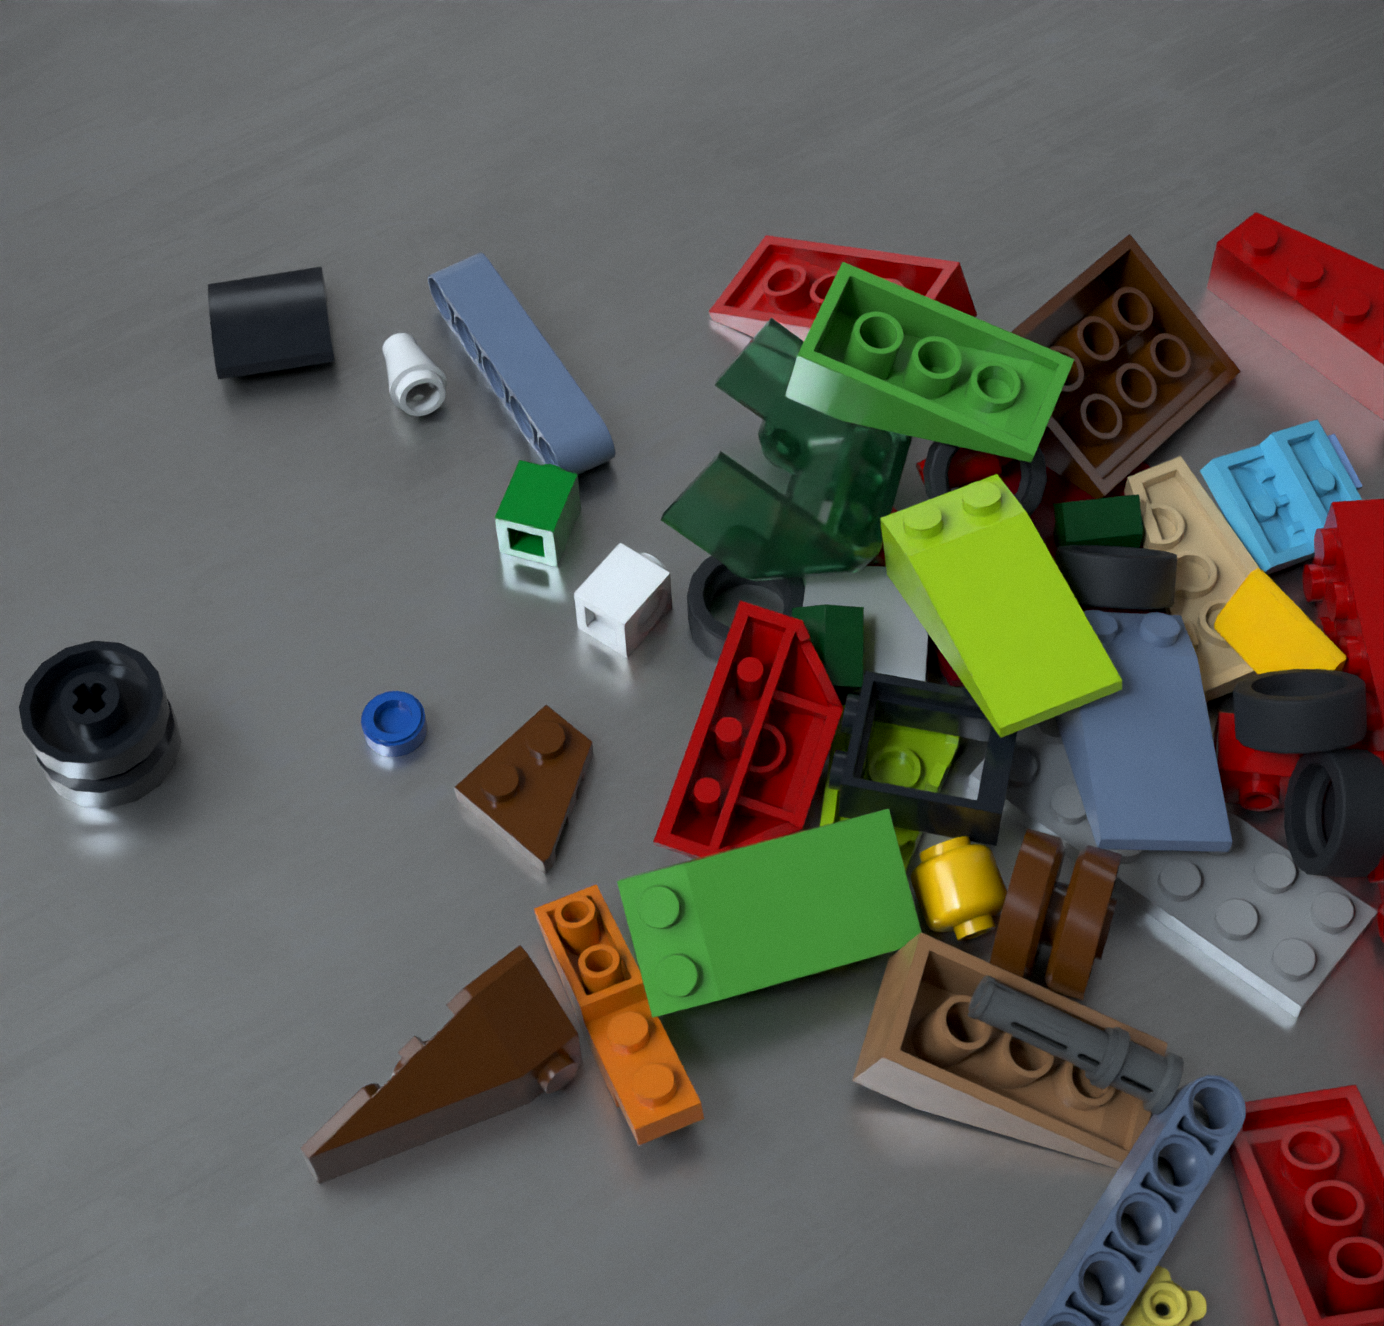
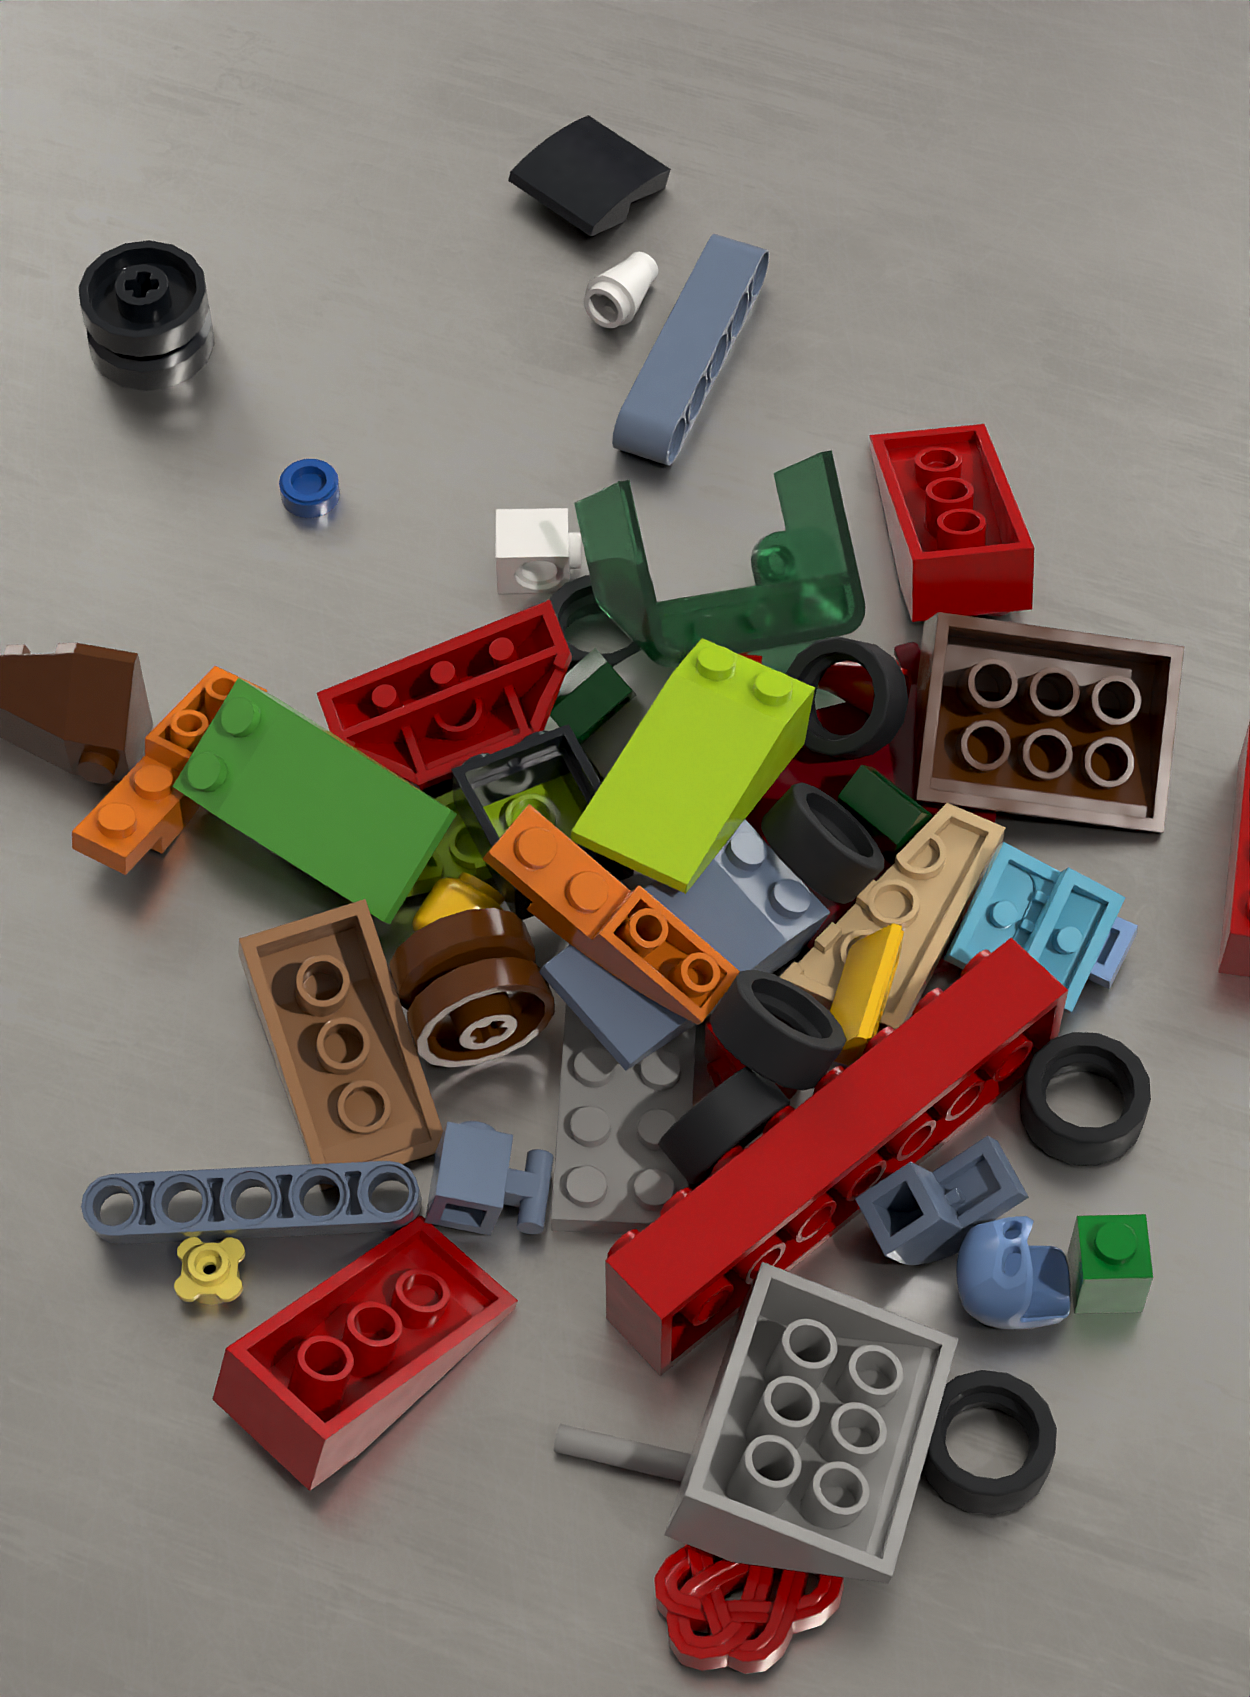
camera: 50 degrees right, 0 degrees up
(530, 785) = (329, 603): reddish brown wing -> none
(538, 512) = (565, 447): green brick -> none
(925, 369) = (867, 574): bright green slope -> none
(1104, 1055) = (378, 1095): dark grey pin -> none
(1116, 759) = (607, 922): none -> orange slope
(1232, 1029) = (475, 1181): none -> sand blue brick

